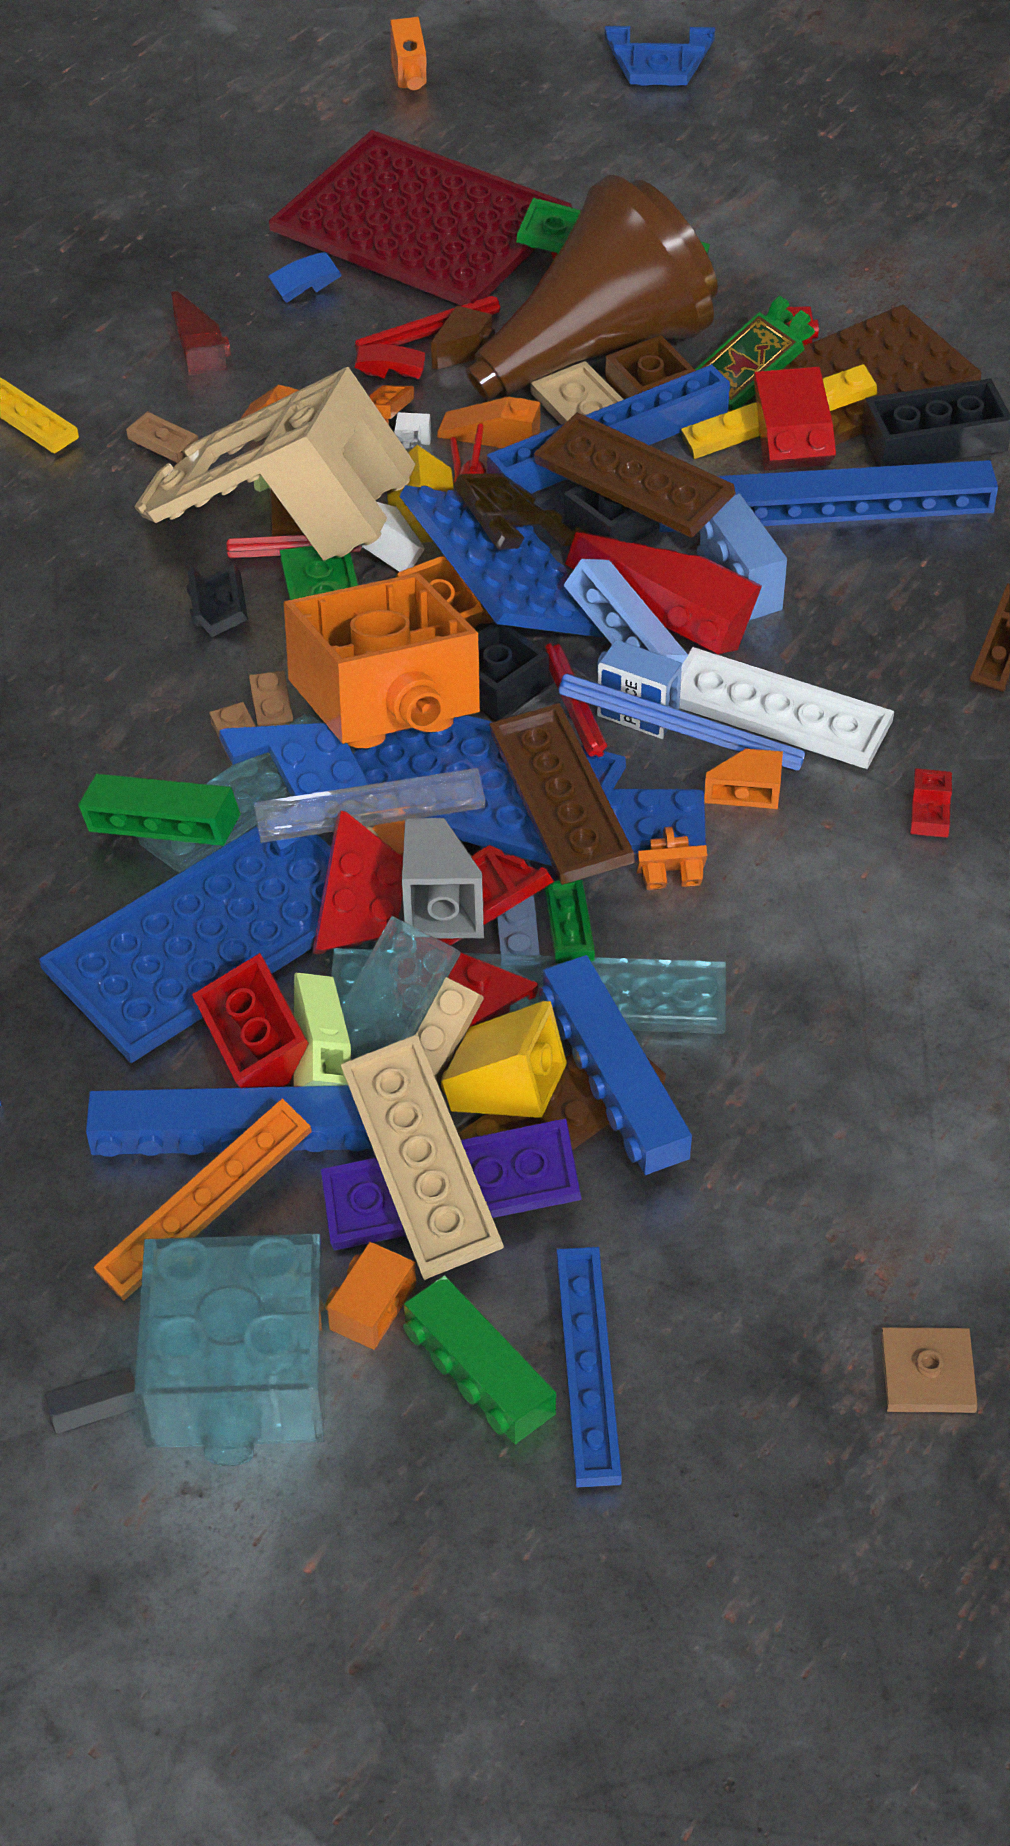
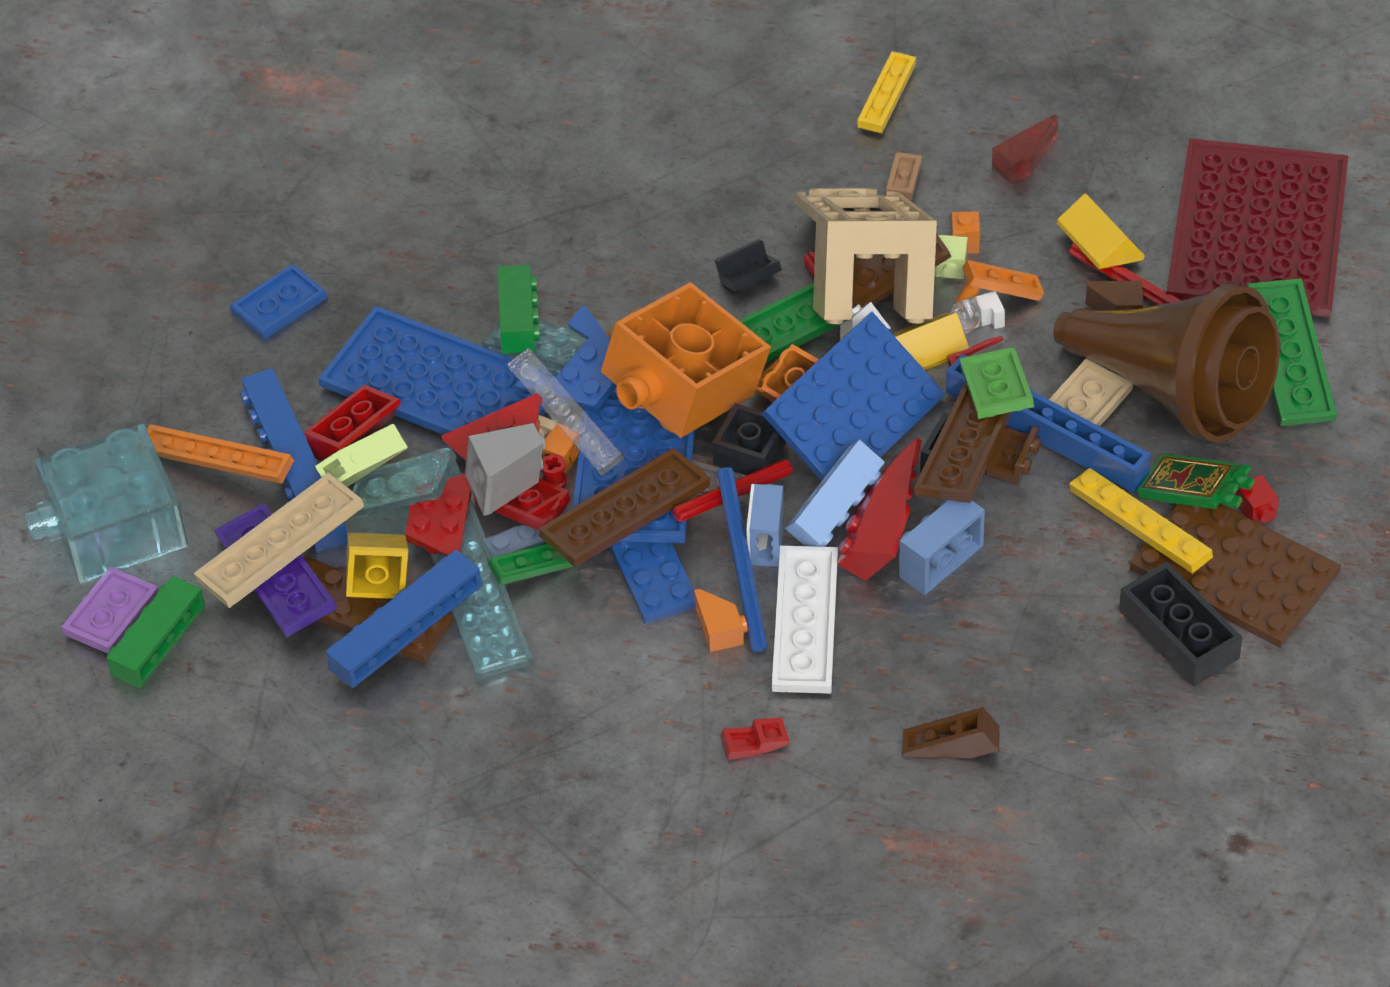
camera: 70 degrees right, 0 degrees up
(300, 275) = (1140, 184): blue slope -> none
(363, 315) = (1097, 235): none -> yellow slope
(370, 1295) = (179, 560): orange brick -> none
(378, 358) = (1067, 269): red slope -> none
(408, 1408) = (109, 609): none -> medium lavender plate
(447, 1024) = (391, 520): tan plate -> none
(503, 419) = (1030, 353): orange slope -> none
(503, 503) = (909, 378): dark brown wing -> none
(574, 423) = (996, 382): none -> bright green plate
(588, 1368) = (174, 687): blue plate -> none
(644, 367) = (1133, 419): reddish brown brick -> none
(669, 855) = (619, 597): orange hips -> none
(794, 418) = (1121, 526): red slope -> none
(867, 493) = (1061, 583): blue brick -> none
(928, 1370) = (240, 867): medium nougat plate -> none

